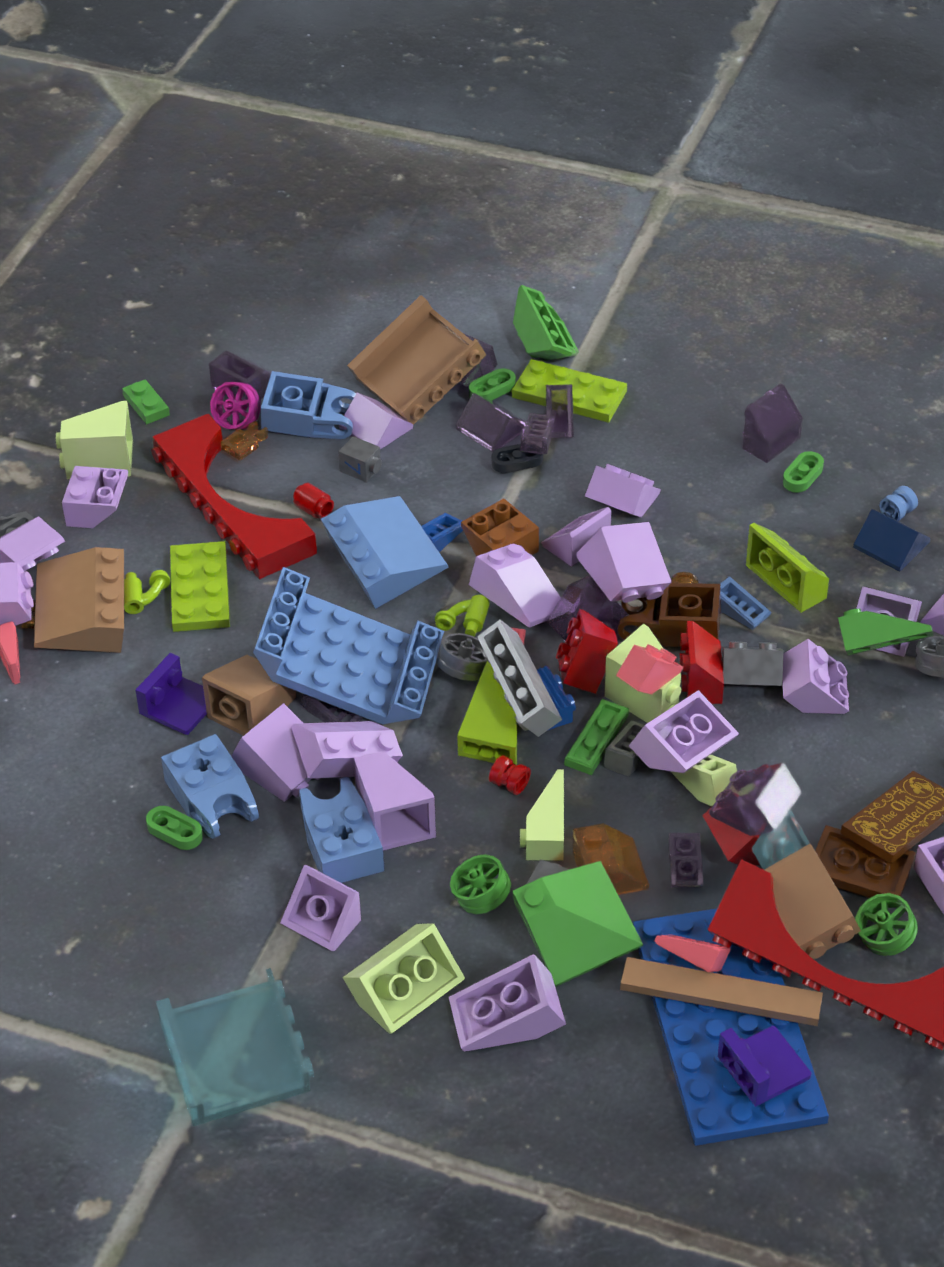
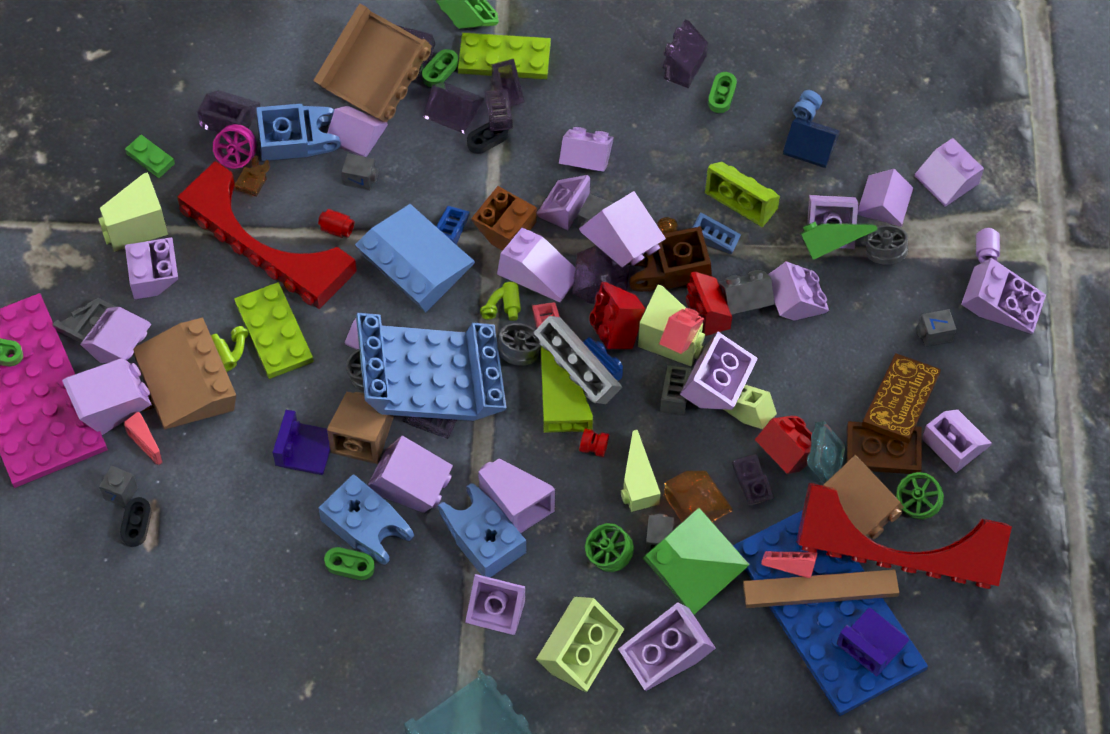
camera: 20 degrees left, 15 degrees up
(331, 747) = (460, 456): lavender slope -> none
(596, 737) = (646, 387): bright green tile -> none
(757, 799) = (799, 423): clear purple slope -> none

